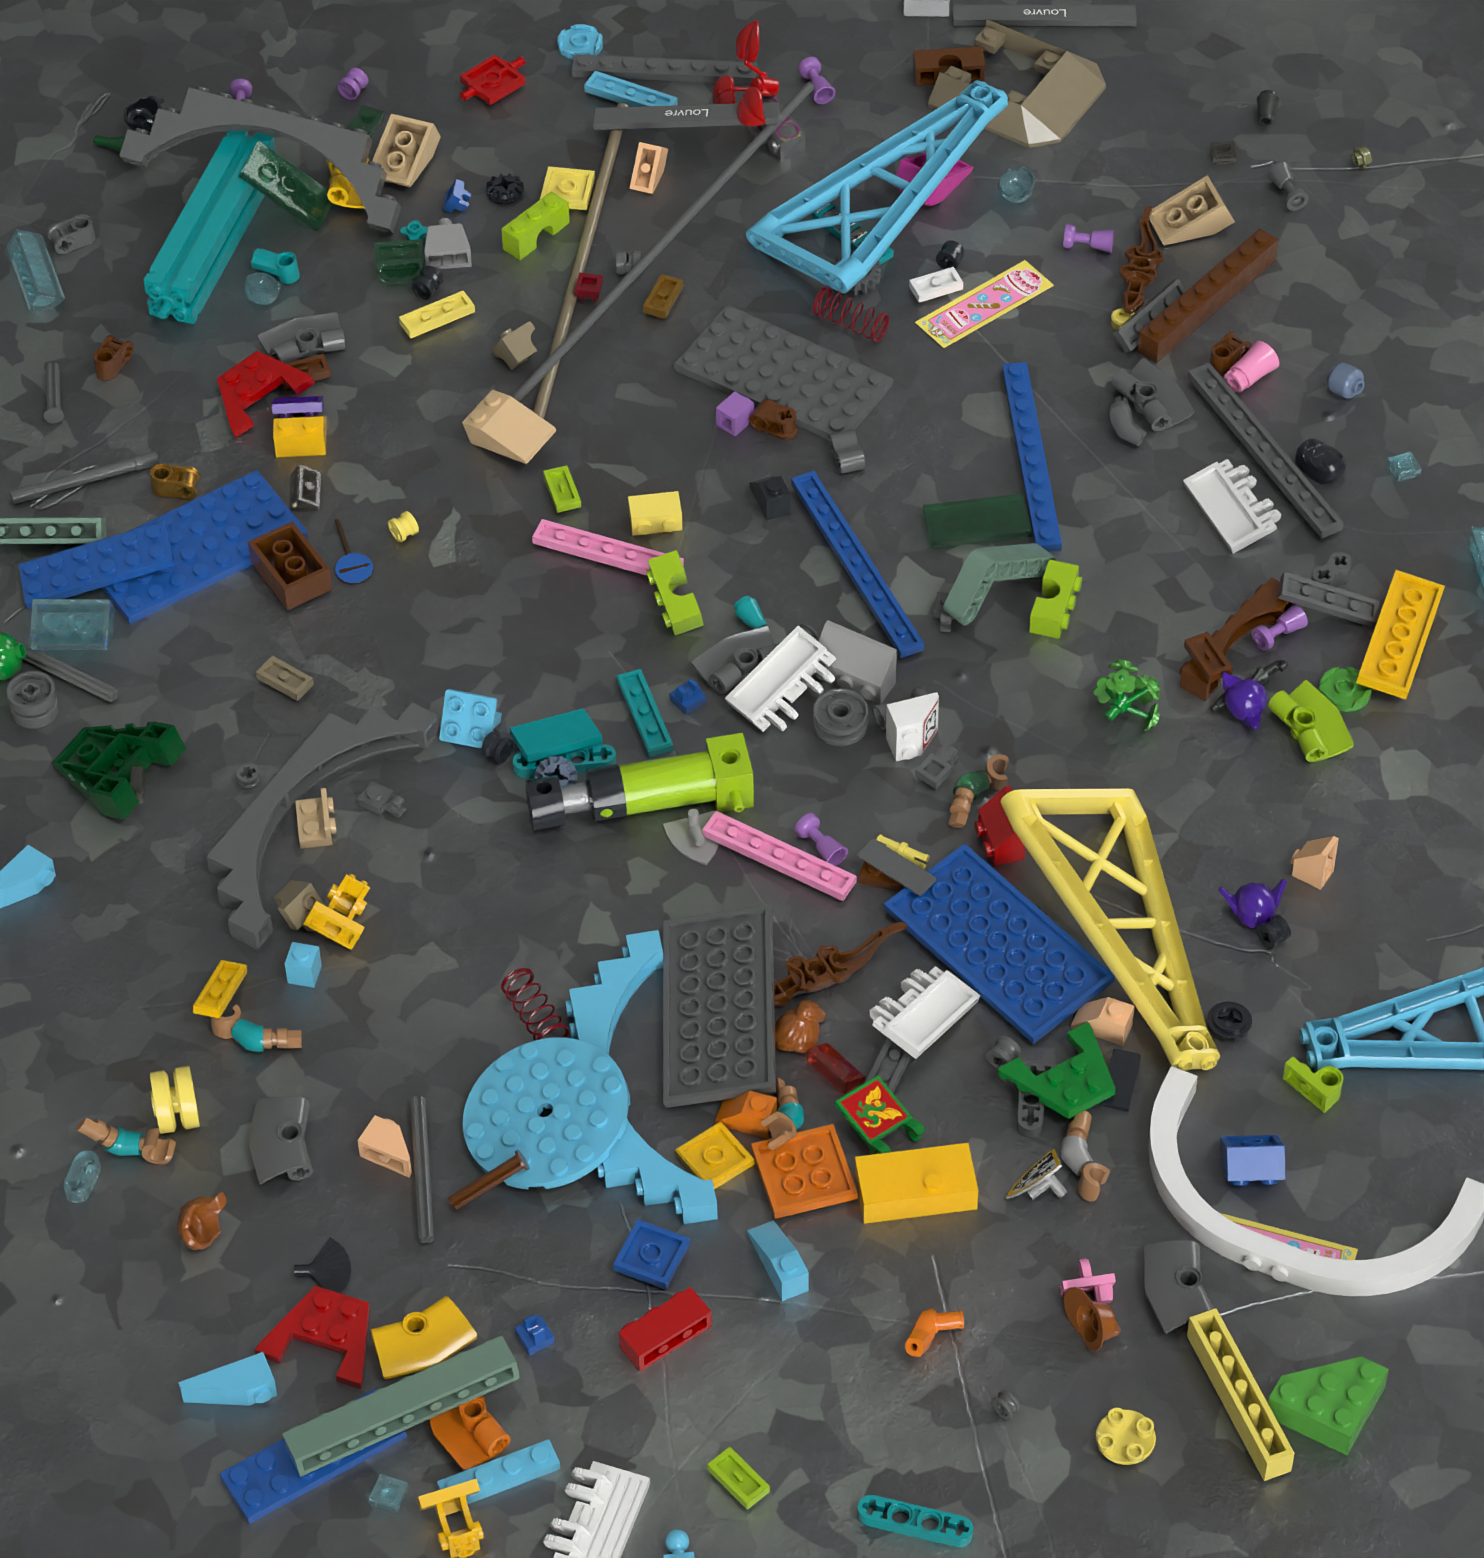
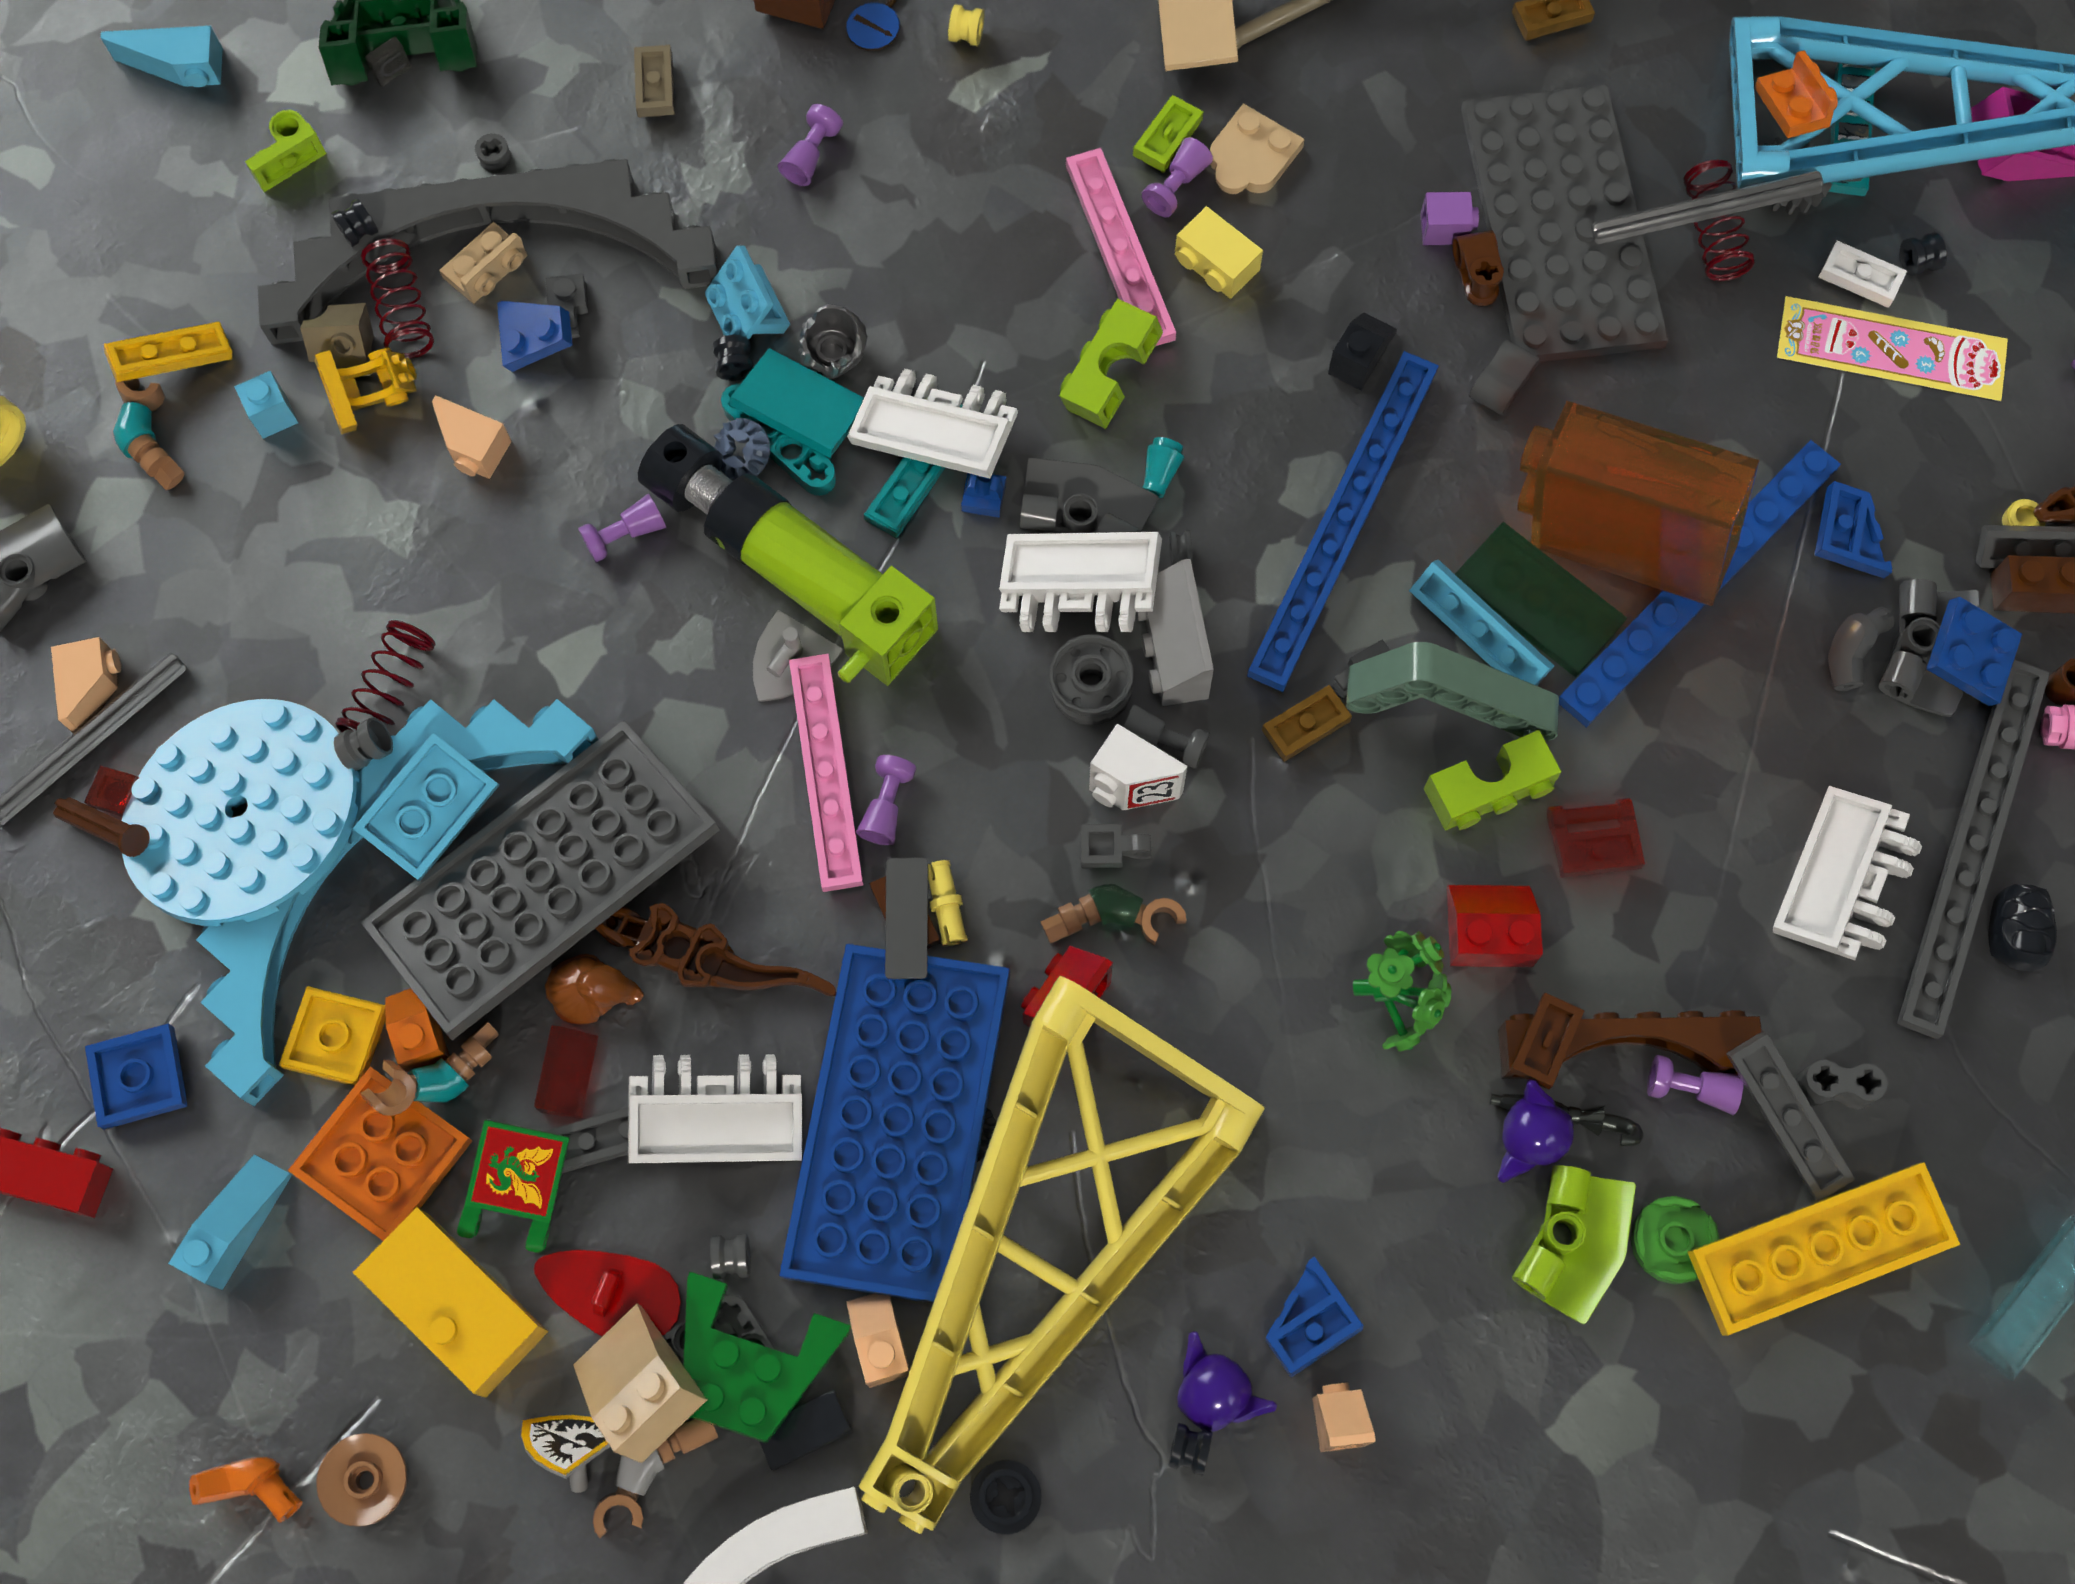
camera: 50 degrees right, 20 degrees up
(142, 860) = (293, 150): none -> lime plate
(243, 847) = (354, 222): none -> black wheel
(328, 877) = (384, 269): none -> dark red piece
(386, 821) = (531, 332): none -> blue wing
(408, 646) = (802, 159): none -> medium lavender piece
(420, 888) = (471, 438): none -> light nougat slope
(468, 1169) = (110, 791): none -> clear red plate
(535, 697) = (832, 341): none -> flat silver hair
(550, 846) = (636, 520): none -> medium lavender piece
(571, 1024) = (363, 744): none -> dark grey wheel
(589, 491) = (1187, 164): none -> medium lavender piece
(608, 465) = (1252, 152): none -> tan plate
(632, 686) = (933, 424): none -> white hinge
(632, 1023) = (426, 806): none -> medium azure plate
(825, 232) = (1798, 97): none -> orange bracket
(845, 309) = (1707, 207): none -> dark grey axle
(951, 649) = (1306, 723): none -> pearl gold plate
(958, 549) = (1479, 625): none -> medium azure plate
(974, 1120) = (605, 1286): none -> red shield
(974, 1267) = (341, 1473): none -> medium nougat dish
(978, 433) = (1636, 500): none -> clear orange brick
(1035, 1120) = (636, 1386): none -> tan slope
(1063, 382) = (1850, 531): none -> blue wing
(1128, 585) = (1596, 849): none -> clear red plate
(1132, 641) = (1493, 926): none -> red slope
(1172, 378) = (1974, 651): none -> blue plate
(1255, 845) = (1312, 1321): none -> blue wing

